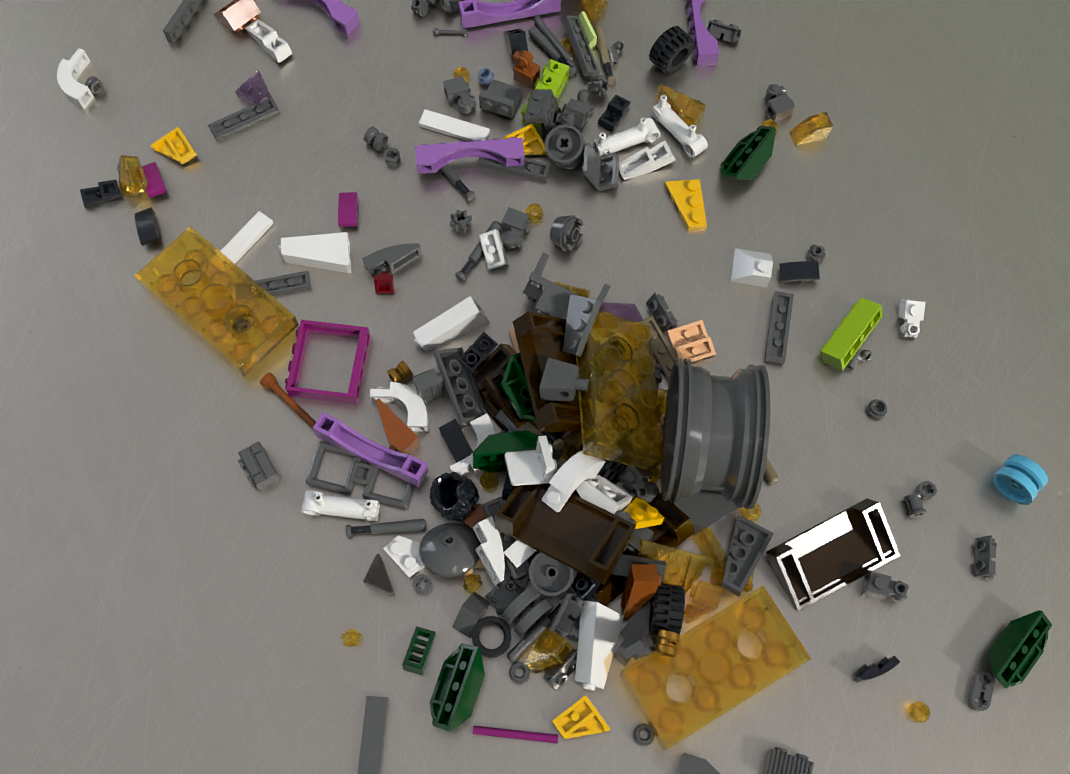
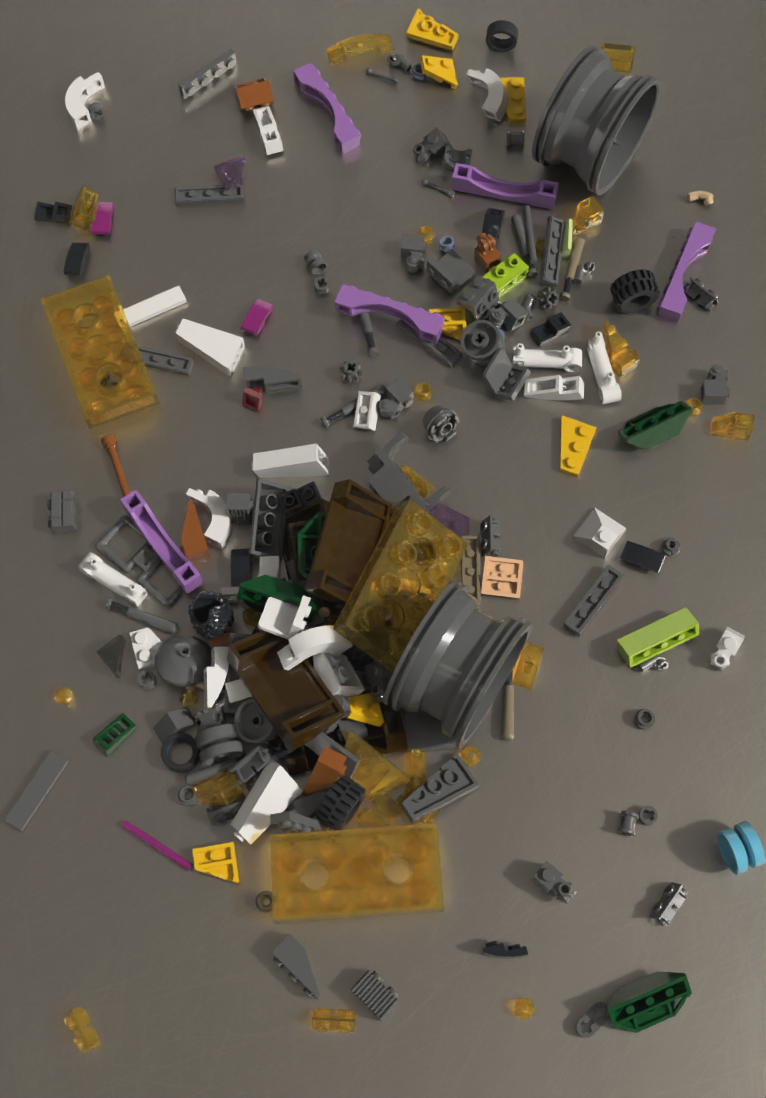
camera: 30 degrees right, 0 degrees up
(175, 146) = (137, 196): yellow wing -> none
(298, 350) = (192, 462): magenta window -> none
(400, 373) = (228, 485): pearl gold wheel -> none
(453, 127) = (393, 280): white tile -> none
(457, 687) = (128, 781): dark green wedge -> none
(561, 381) = (346, 555): dark grey torso -> none
(579, 323) = (395, 510): dark grey wing -> none
(667, 643) = (315, 831): pearl gold wheel -> none
(833, 553) = (525, 829): dark brown slope -> none

